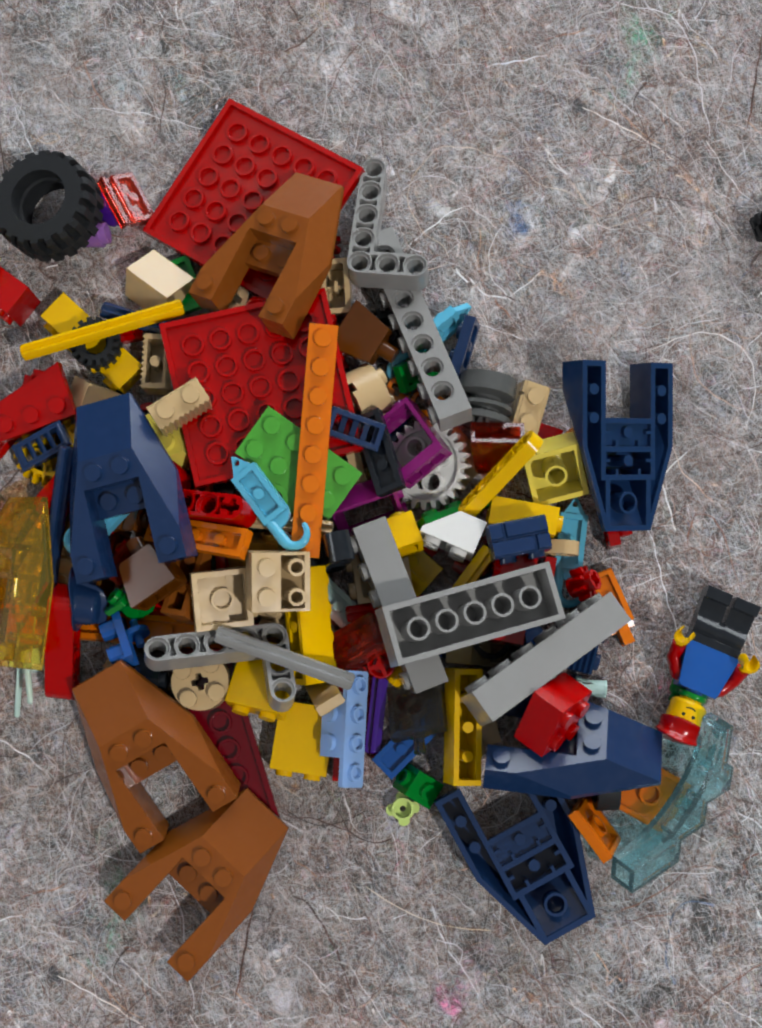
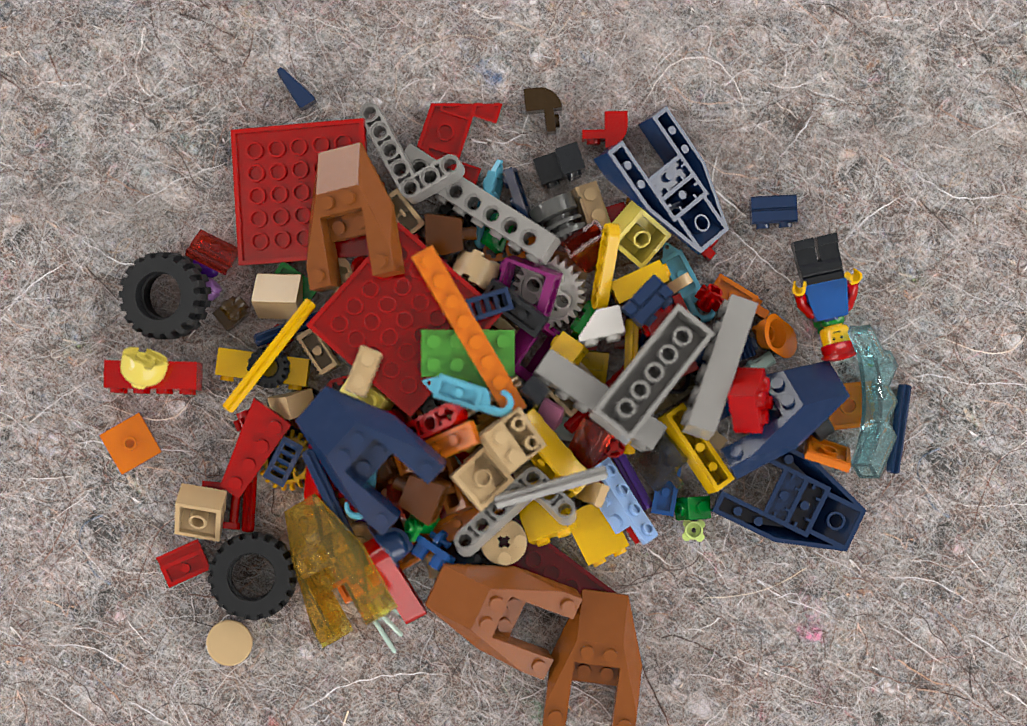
camera: 40 degrees left, 5 degrees up
(102, 269) = (231, 312): none -> dark brown brick
(319, 113) = (300, 95): none -> dark blue slope
(341, 587) = (551, 413): none -> bright pink slope
(442, 240) = (448, 129): none -> red wing
(525, 350) = (559, 165): none -> black brick
(552, 278) = (543, 101): none -> dark brown brick
(607, 348) = (614, 130): none -> red brick
(624, 669) = (776, 336): none -> orange piece
(688, 852) = (899, 428): none -> dark blue axle
(708, 543) = (772, 211): none -> dark blue brick

